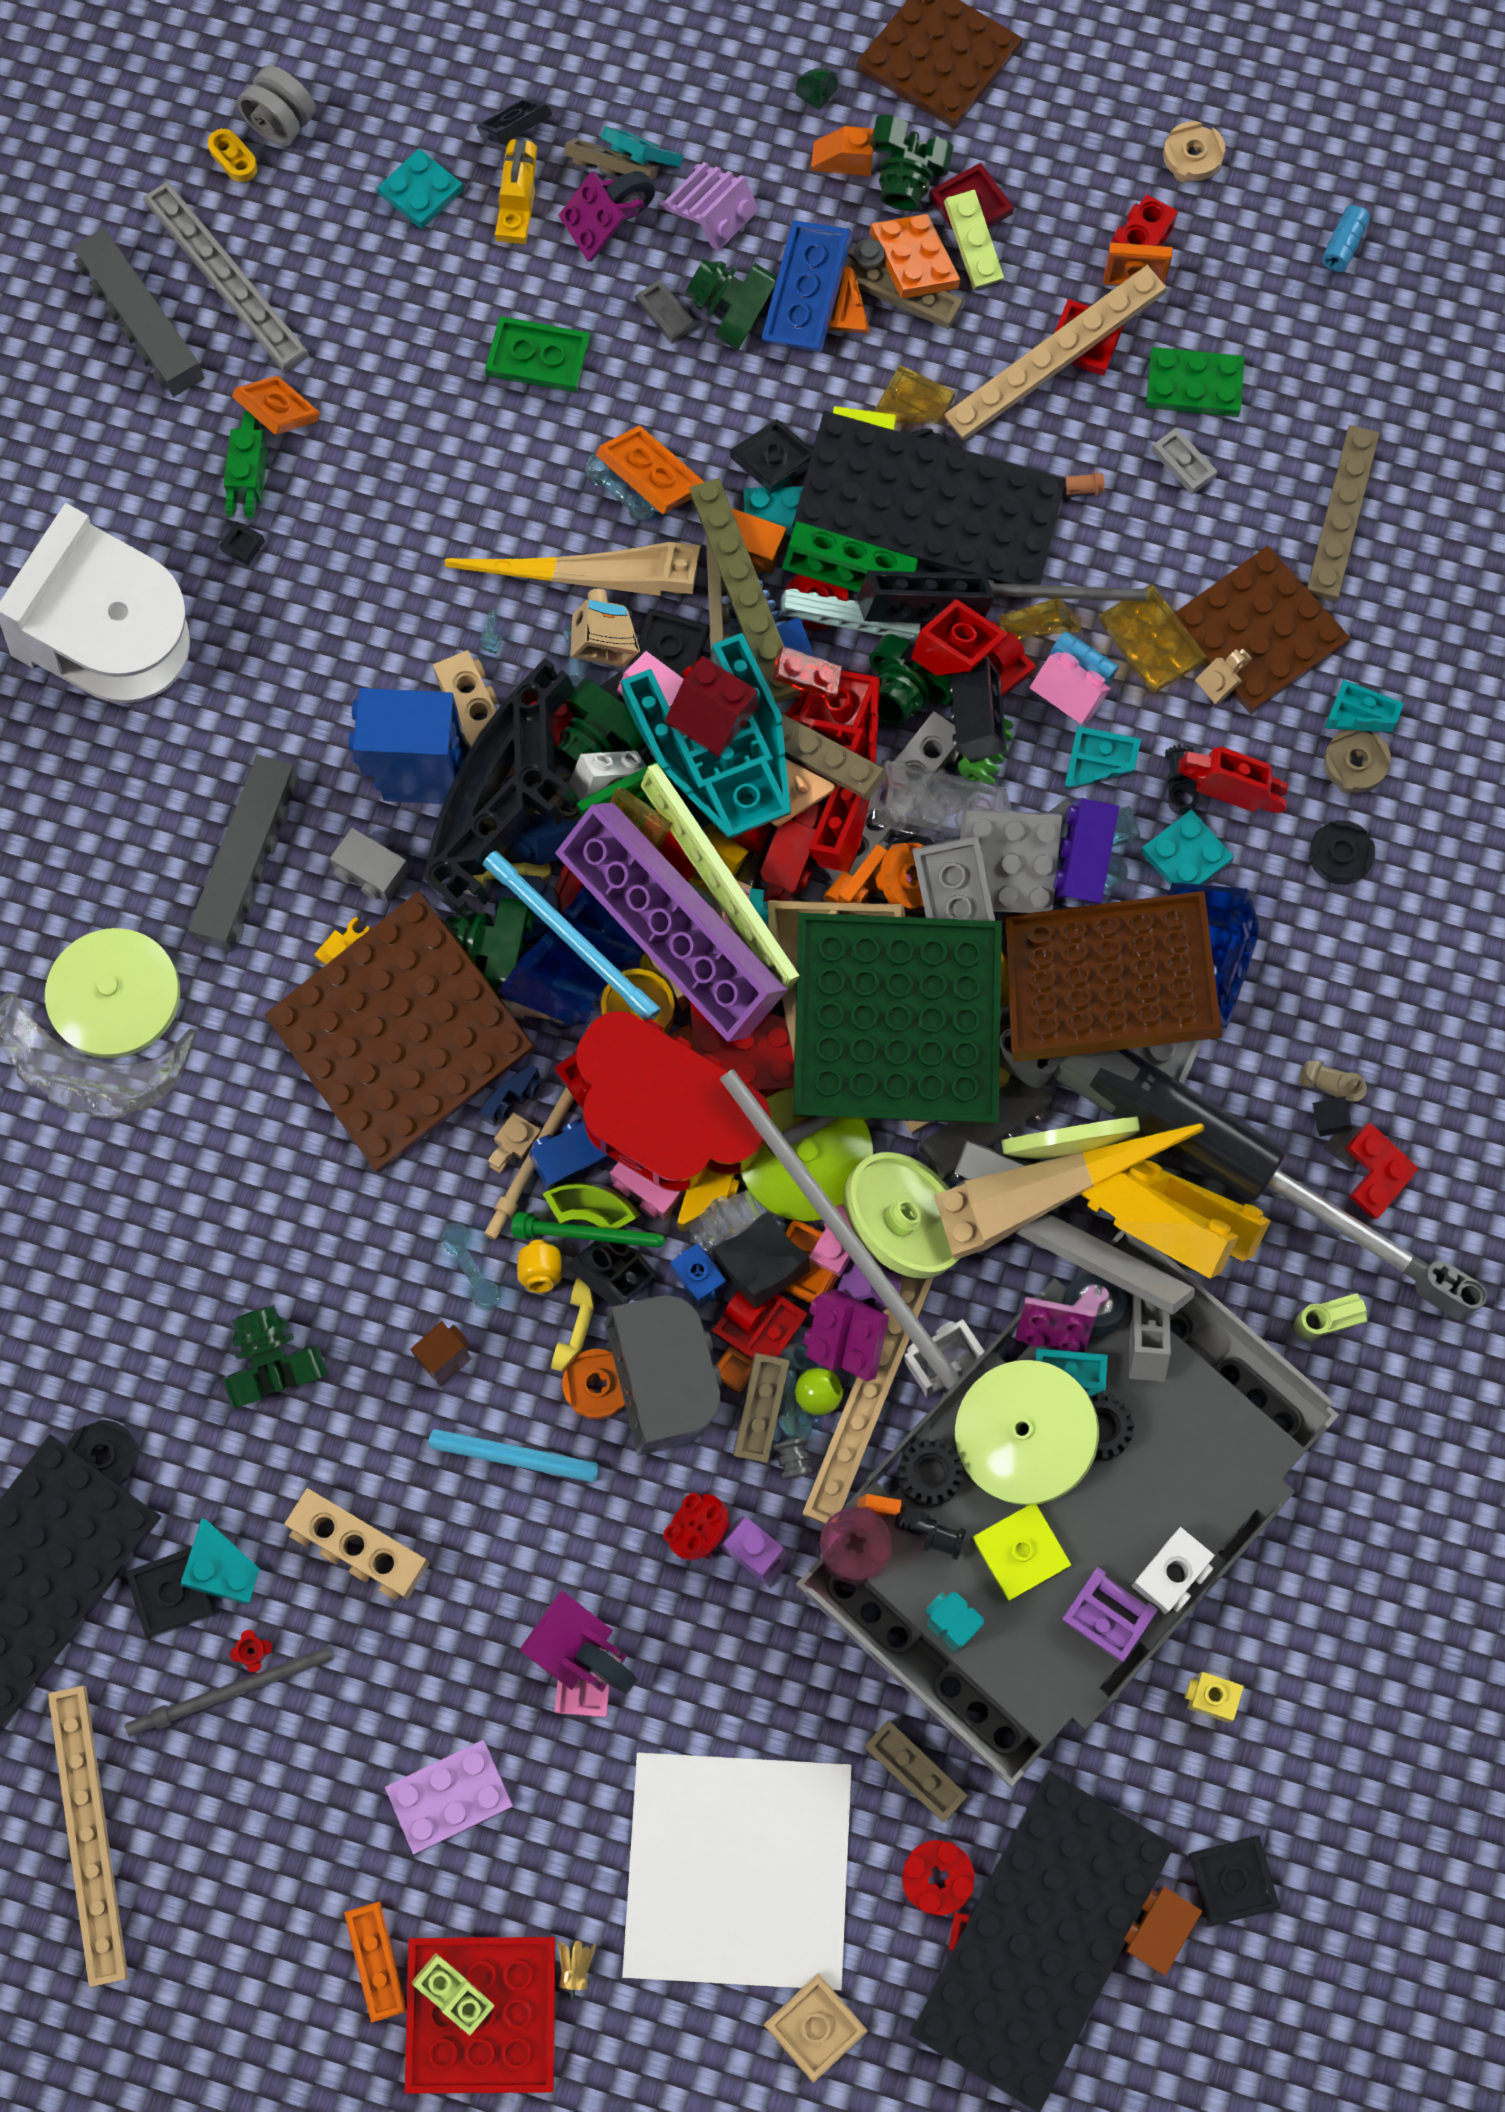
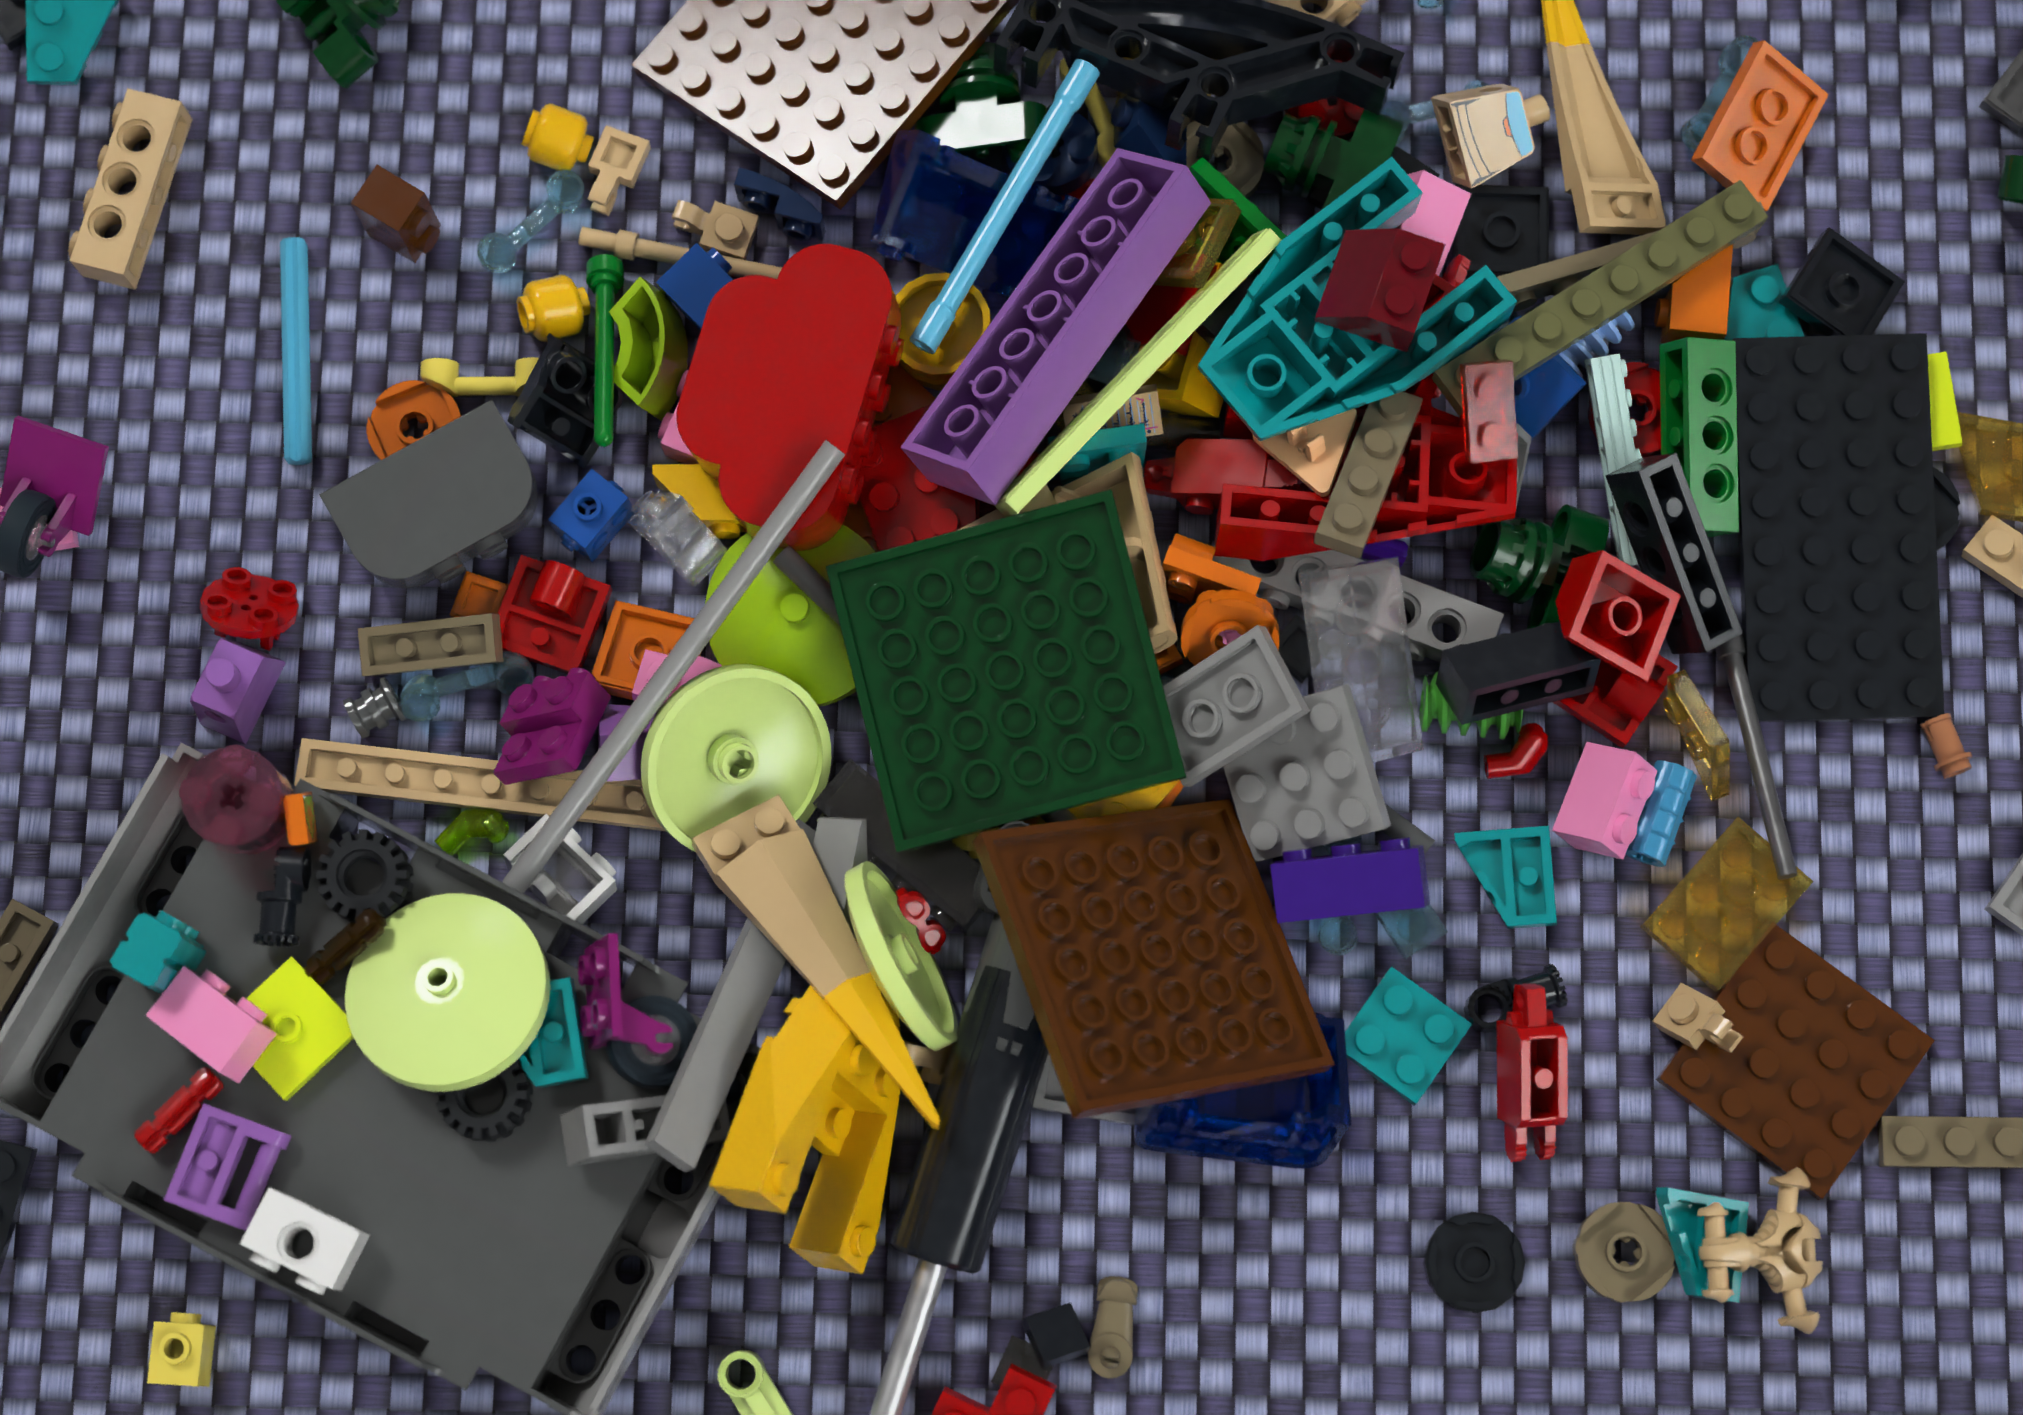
camera: 75 degrees right, 5 degrees up
(414, 1233) = (557, 138): none -> yellow head
(445, 1197) = (615, 162): none -> tan plate
(601, 770) = (1269, 183): white brick -> none
(761, 1260) = (625, 588): black brick -> none
(818, 1391) = (471, 716): lime piece -> none
(893, 1411) = (473, 824): none -> clear neon green arm
(977, 1494) = (345, 946): none -> dark brown axle
(1010, 1595) = (211, 1023): none -> bright pink brick
(1026, 733) = (1522, 758): none -> red arm
(1036, 1124) = (916, 911): none -> red piece
(1060, 1640) = (178, 1110): none -> red axle
(1378, 670) = (1779, 1250): none -> tan piece

